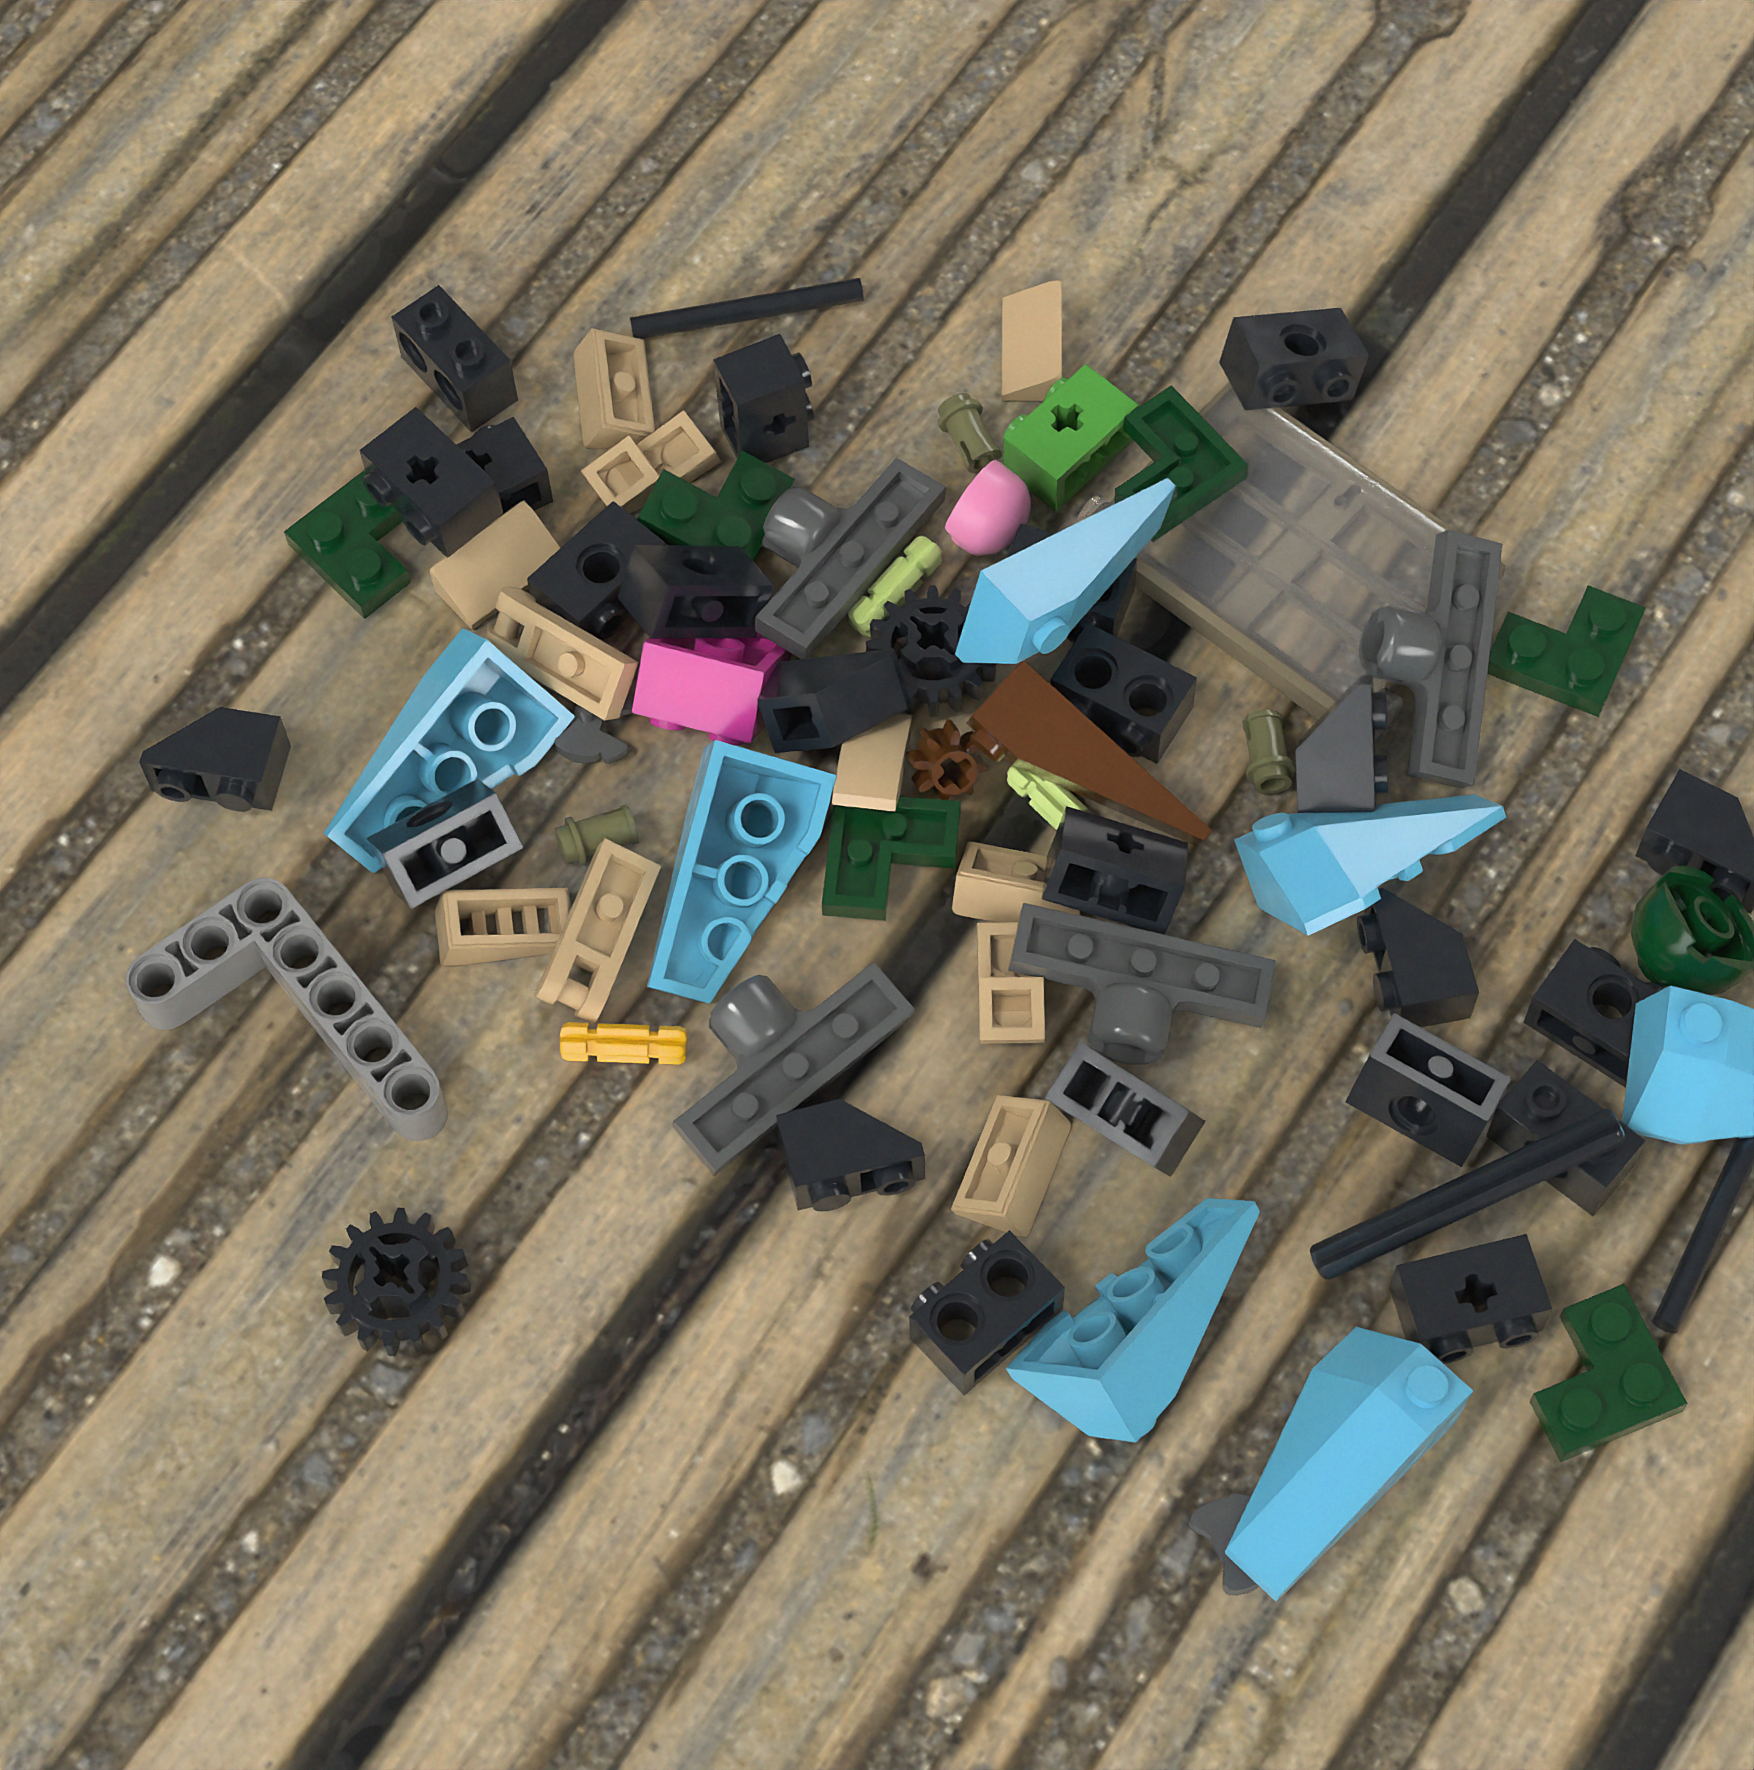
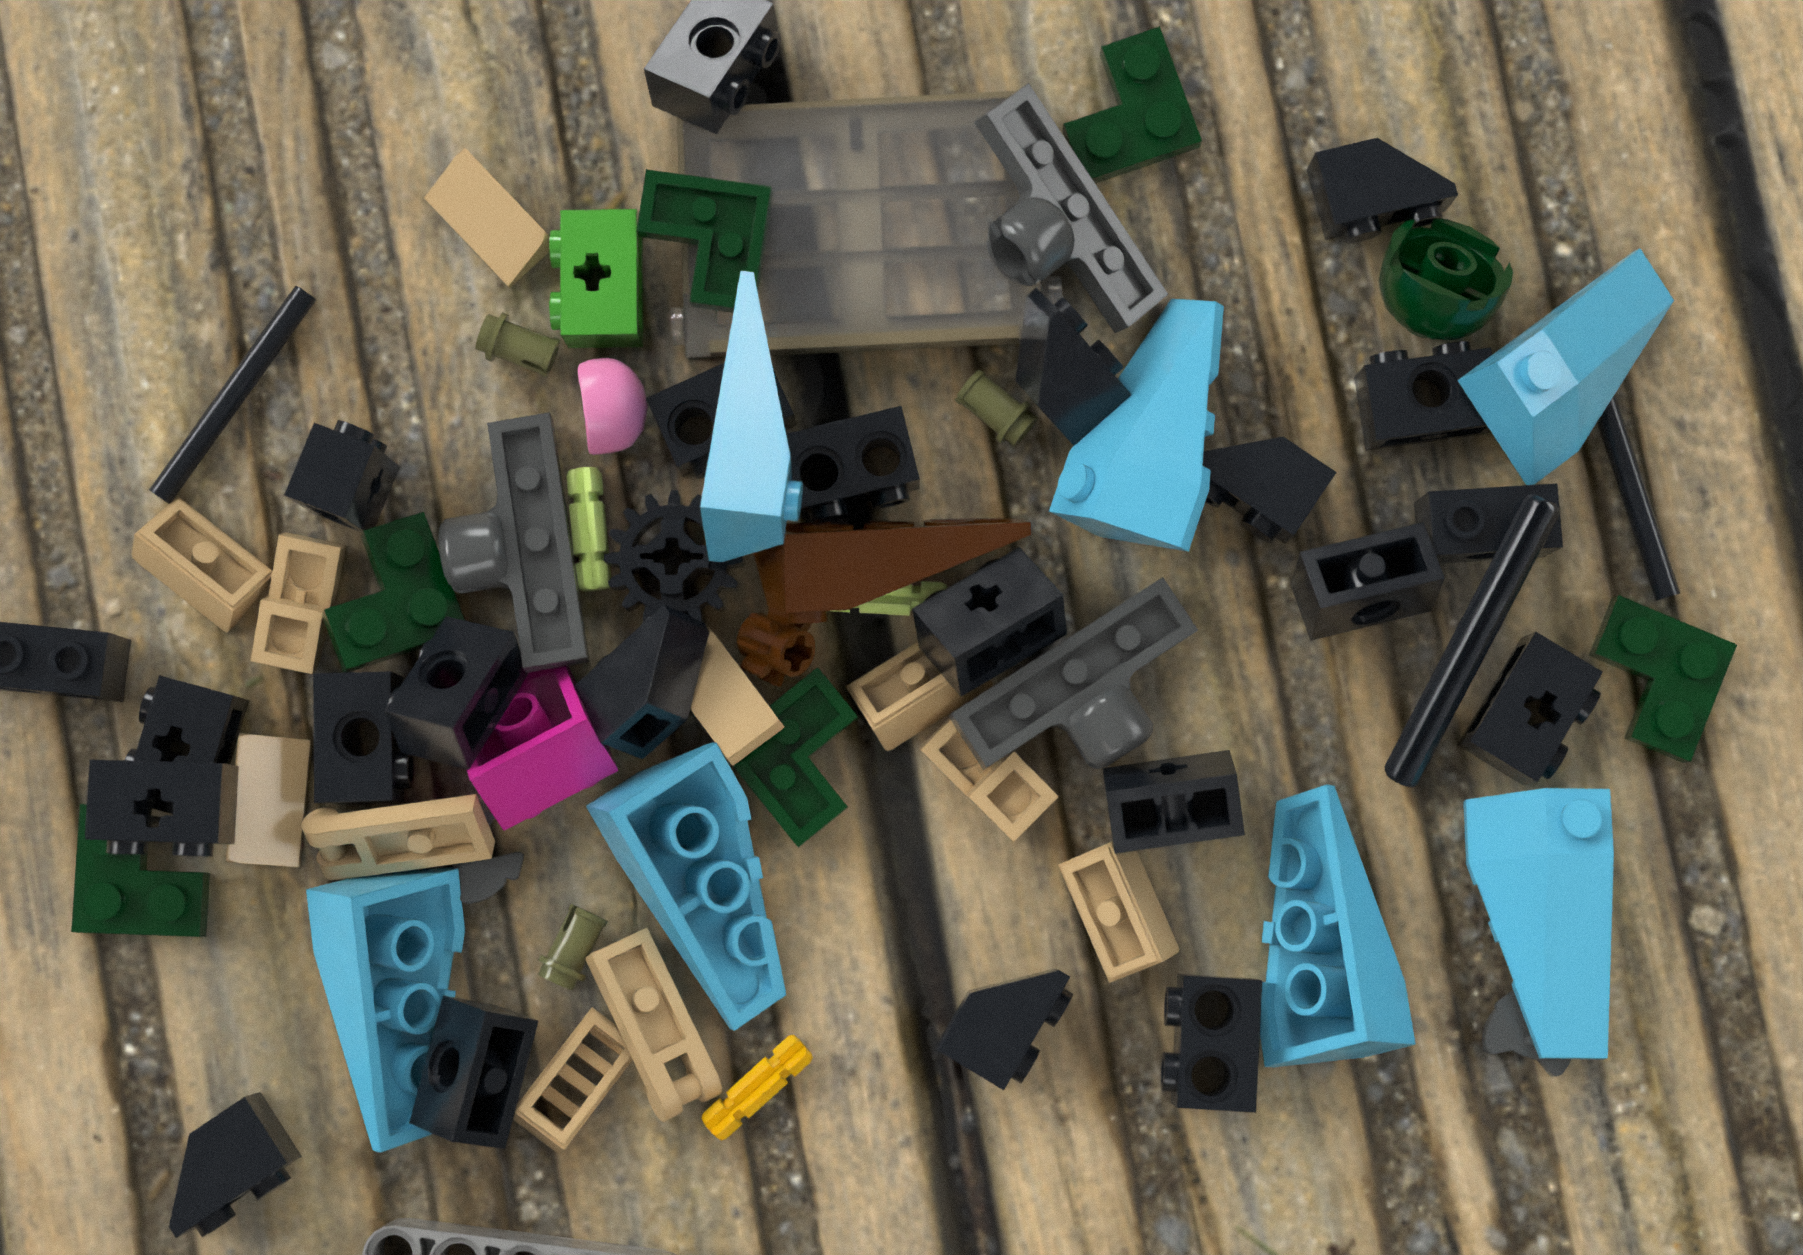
camera: 45 degrees left, 20 degrees up
(784, 1057) = (888, 990): dark grey plate -> none

